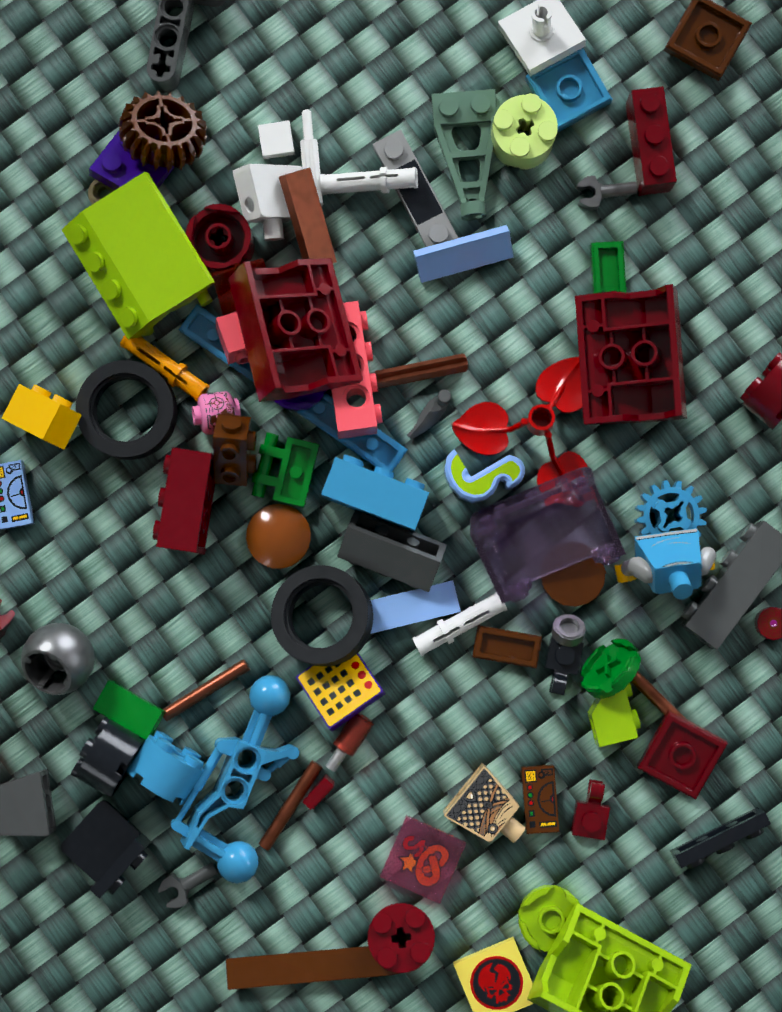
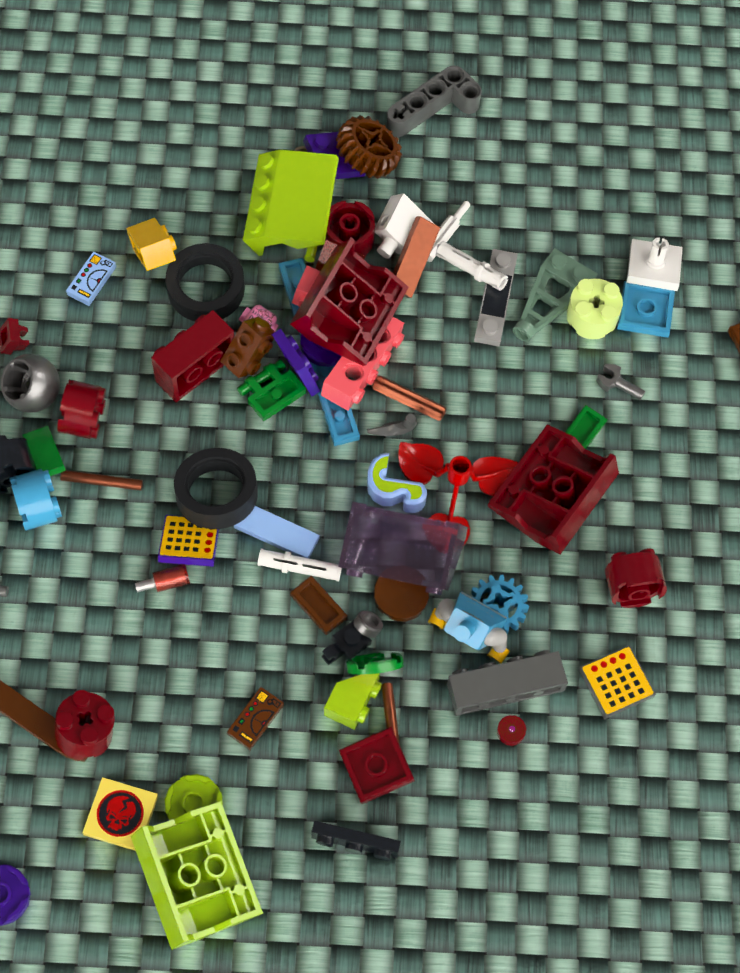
camera: 30 degrees right, 20 degrees down
(128, 643) = (81, 409): none -> dark red brick
(175, 373) = (256, 295): light orange pin -> none
(238, 859) = (25, 593): dark azure piece -> none
(276, 139) = (435, 205): white tile -> none
(278, 536) = (231, 425): dark orange dish -> none
(283, 425) = (297, 361): none -> dark purple plate
(290, 805) = (89, 592): copper bar -> none
(320, 790) = (115, 594): dark red tile -> none
(375, 492) = (315, 440): dark azure brick -> none
(391, 550) = (295, 483): dark grey brick -> none
(423, 859) = (144, 695): clear pink tile -> none
(463, 254) = (496, 350): light blue tile -> none
(485, 807) = (214, 690): torso -> none
(591, 816) = (279, 757): dark red plate -> none
(651, 141) = (673, 372): dark red brick -> none

